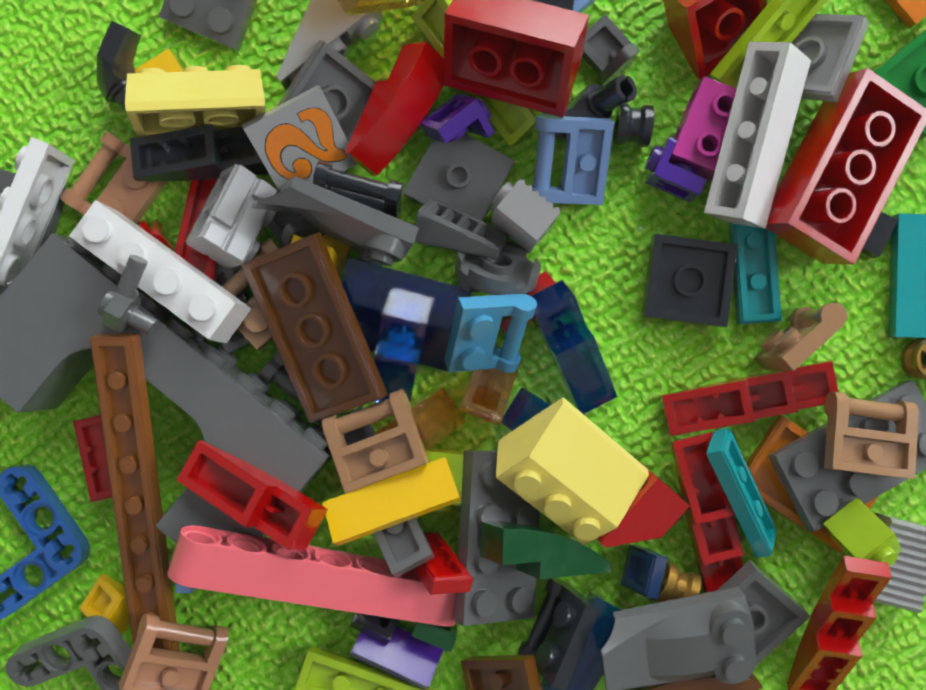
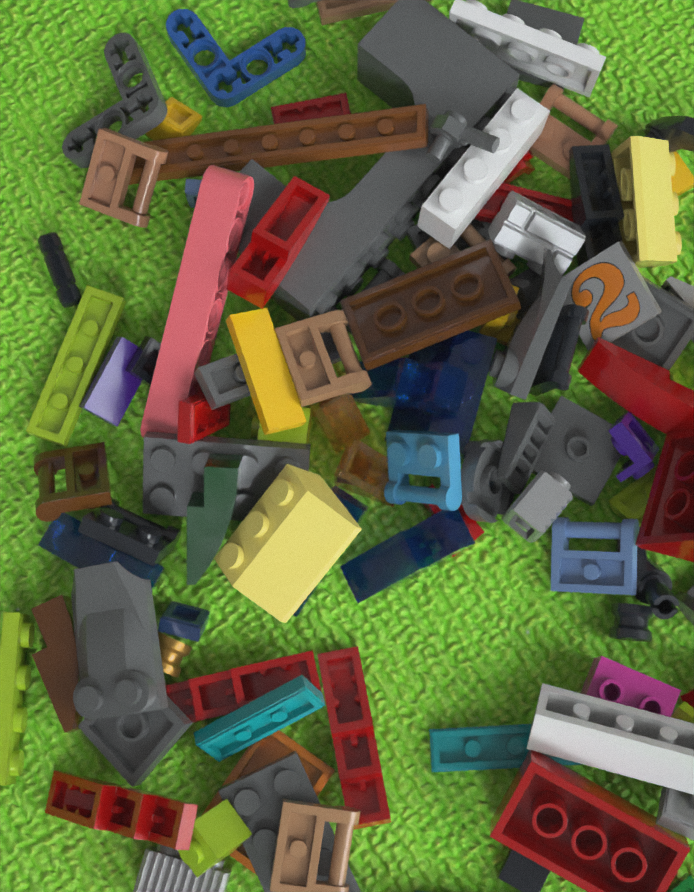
camera: 90 degrees right, 10 degrees down
(439, 636) = (132, 418): dark green tile -> none
(649, 515) = (243, 623): red slope -> none
(675, 178) = (576, 664): dark purple bracket -> none
(689, 280) = (473, 676): black plate -> none
(802, 337) = (408, 770): medium nougat plate -> none

